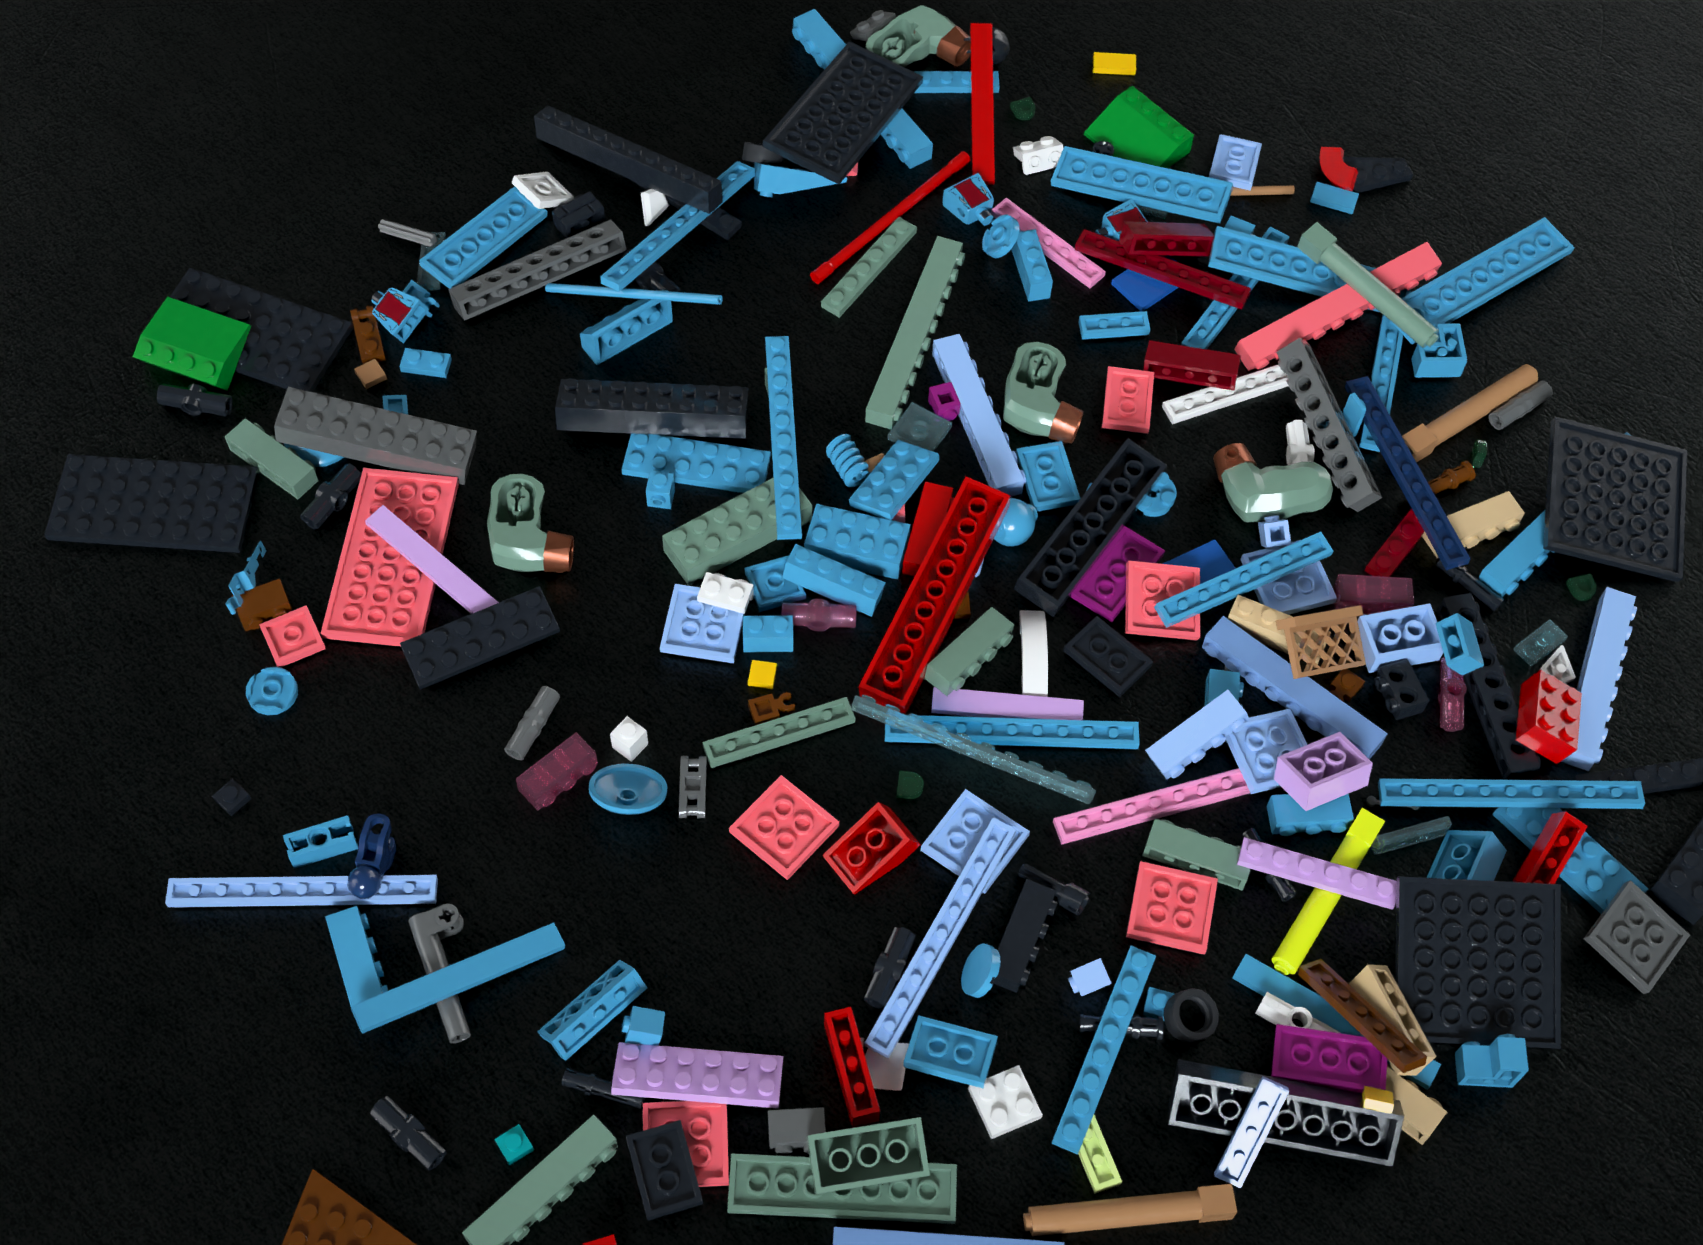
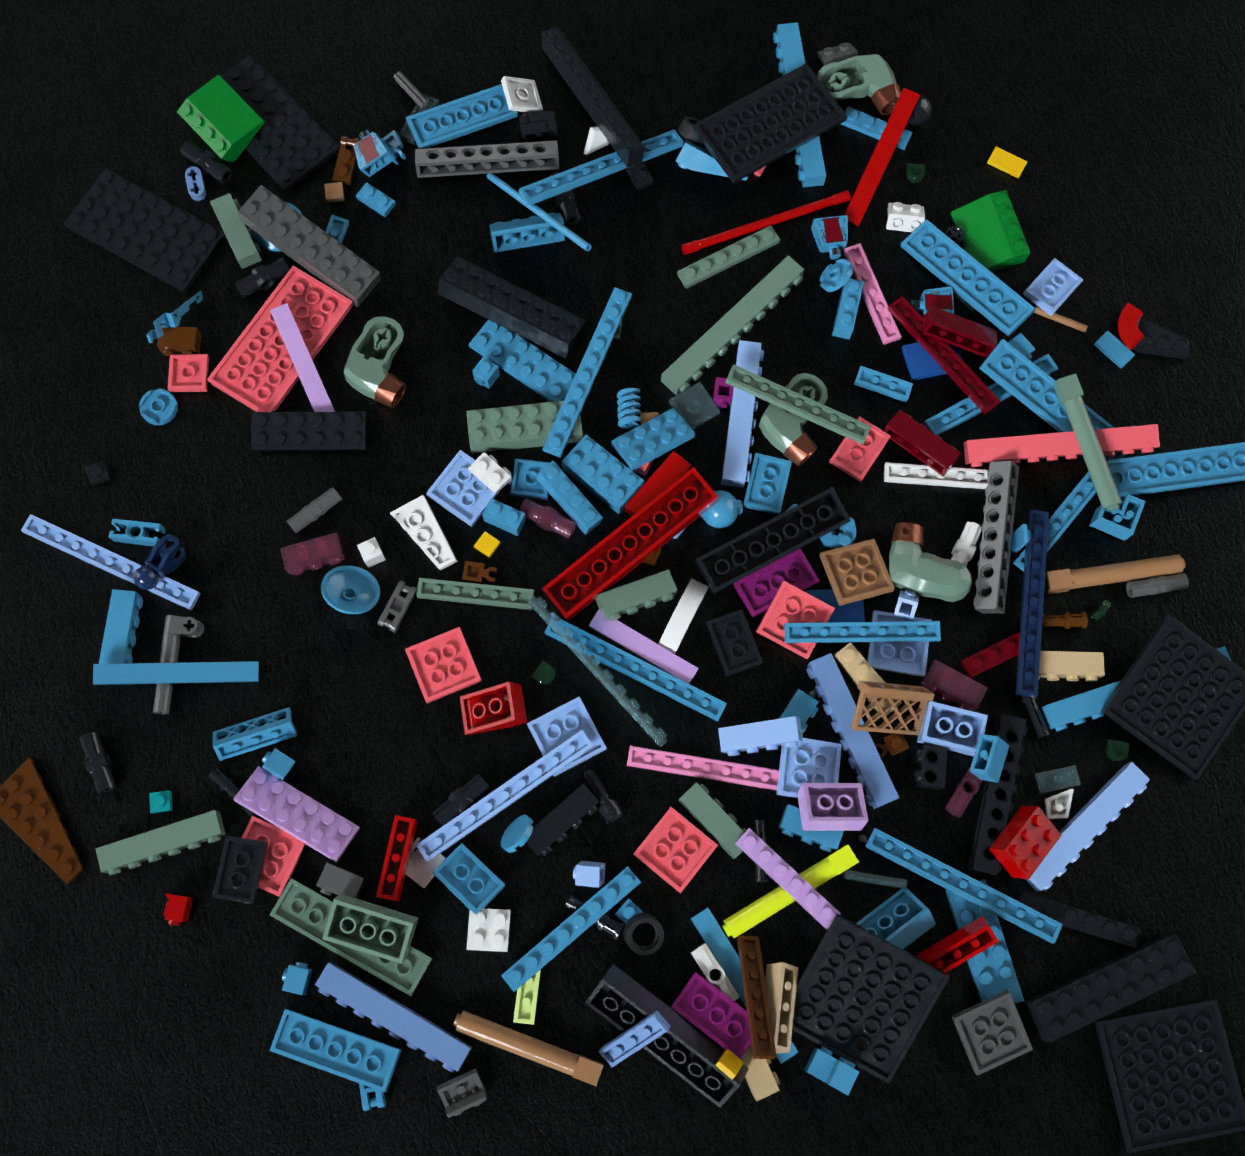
camera: 25 degrees right, 15 degrees up
(195, 426) = (199, 182): none -> medium blue beam
(678, 688) = (424, 529): none -> white wing
(1038, 373) = (798, 404): none -> sand green plate
(1200, 523) = (856, 572): none -> medium nougat plate

